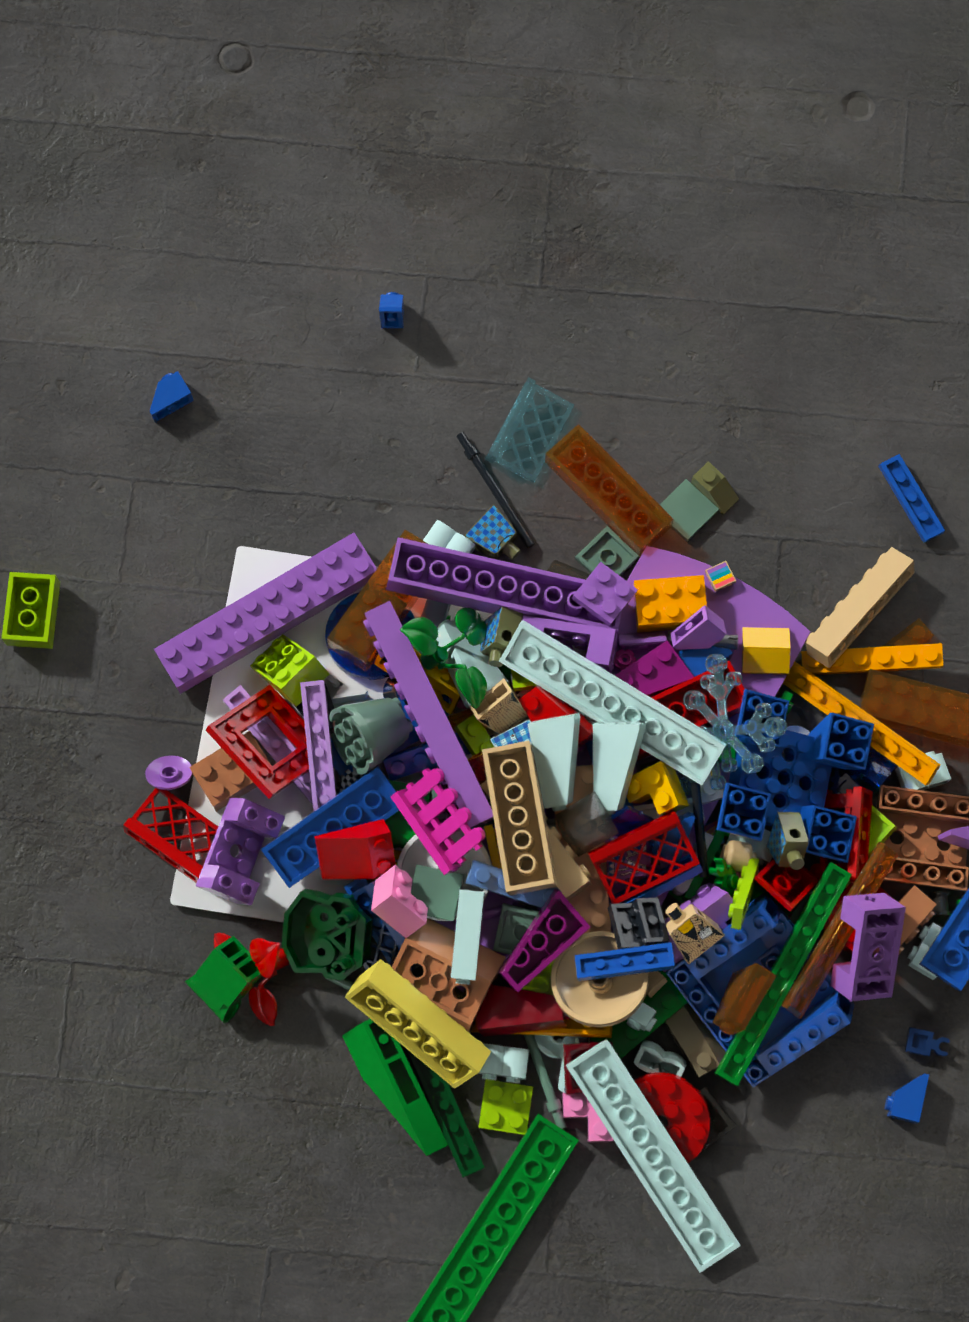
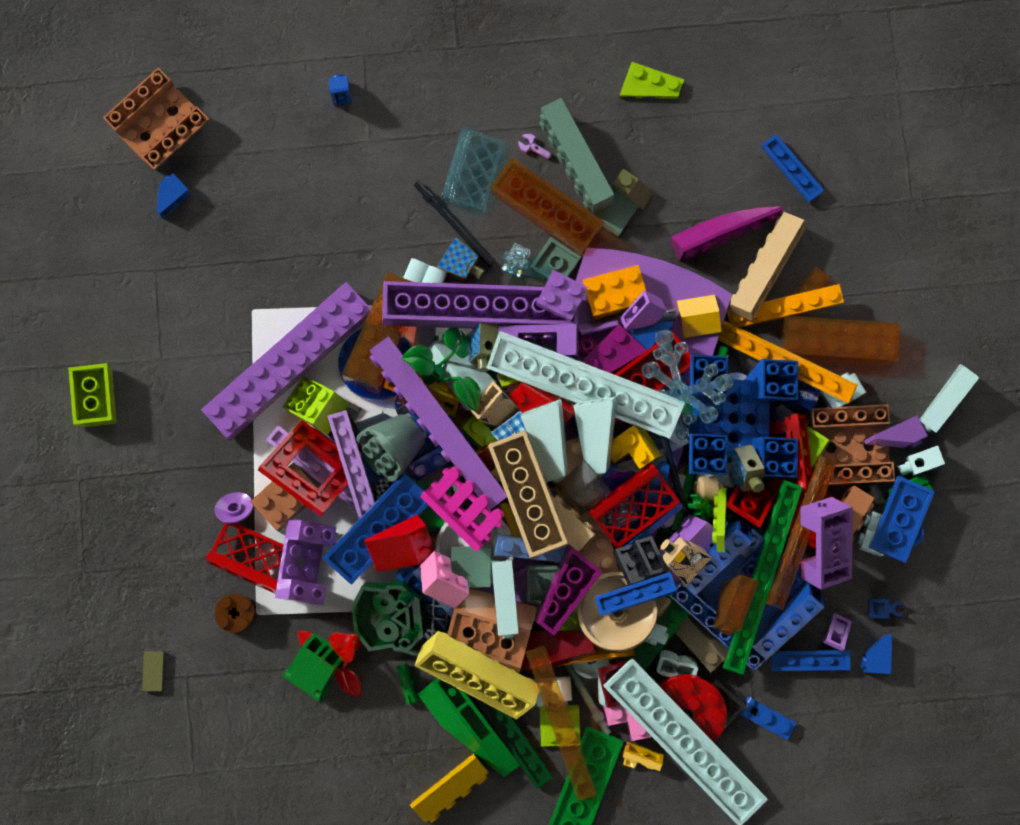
camera: 15 degrees left, 5 degrees up
(35, 947) = (153, 671): none -> olive tile
(137, 886) = (224, 616): none -> reddish brown brick
(163, 296) = (148, 112): none -> nougat slope
(332, 1021) = (407, 683): none -> green pin
(358, 1154) = (449, 788): none -> yellow slope
(507, 1101) = (561, 722): none -> clear orange tile
(561, 544) = (516, 260): none -> clear light blue brick
(589, 1158) = (636, 754): none -> yellow hinge
(606, 417) = (533, 146): none -> lavender bar
(655, 437) = (576, 156): none -> sand green brick
(720, 576) = (651, 262): tile -> none
(759, 1149) = (768, 719): none -> blue plate
(760, 368) = (648, 82): none -> lime wing
(811, 554) = (719, 230): none -> magenta wedge
(824, 1088) = (810, 660): none -> blue plate
(863, 1059) = (837, 632): none -> medium lavender slope

